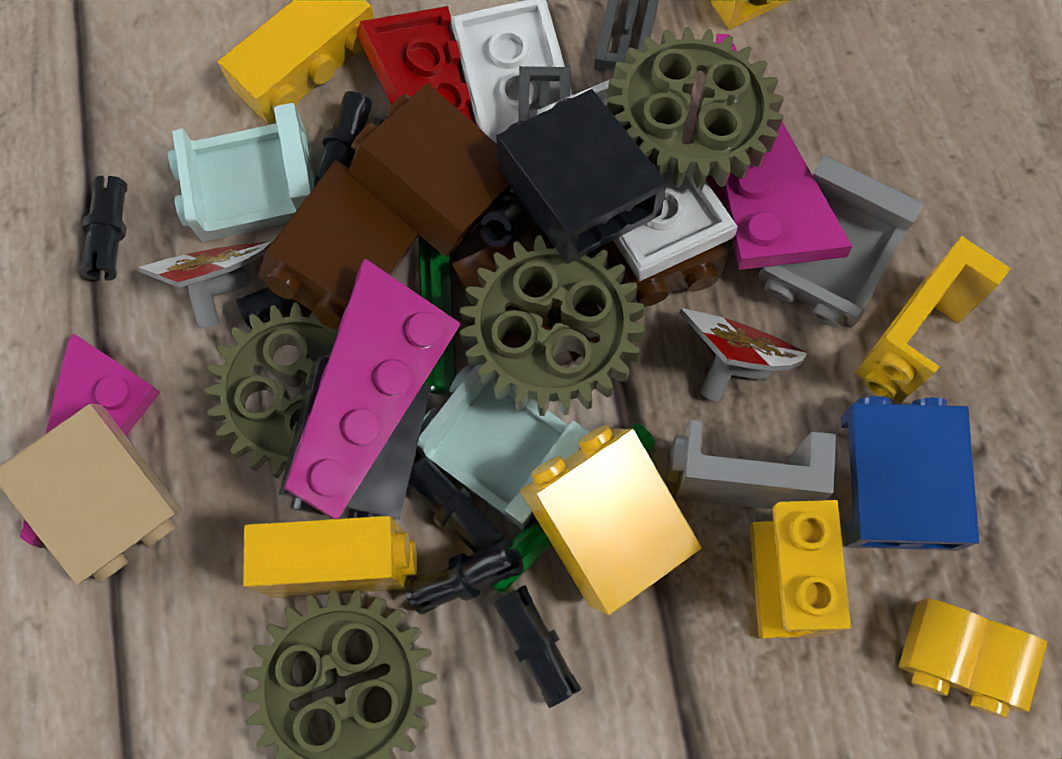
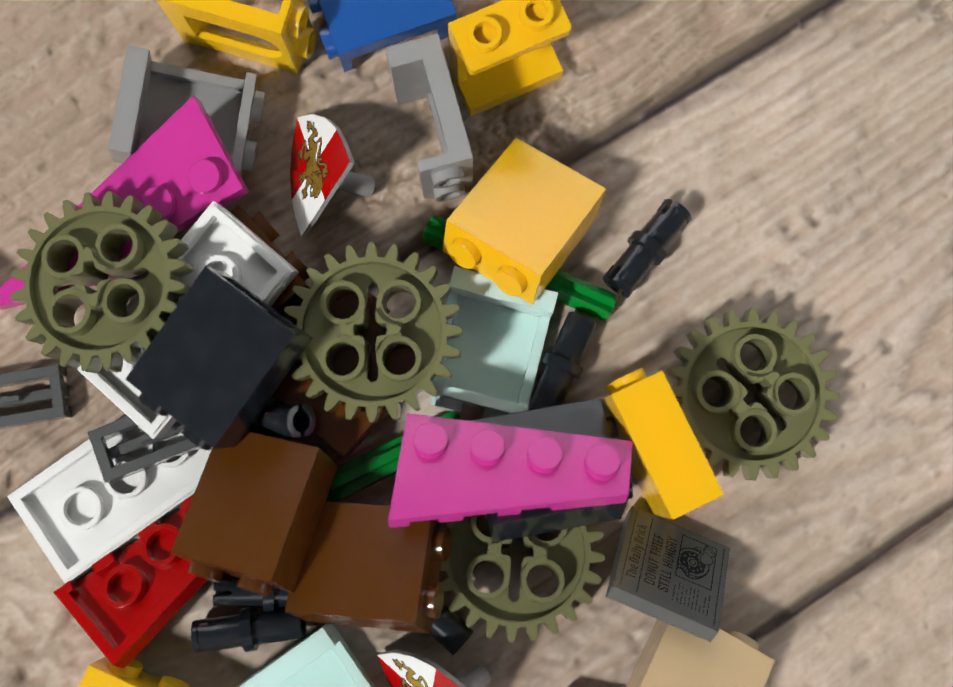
camera: 120 degrees left, 10 degrees up
(200, 520) = (670, 574): none -> dark grey tile
(464, 576) = (619, 326): black pin -> none

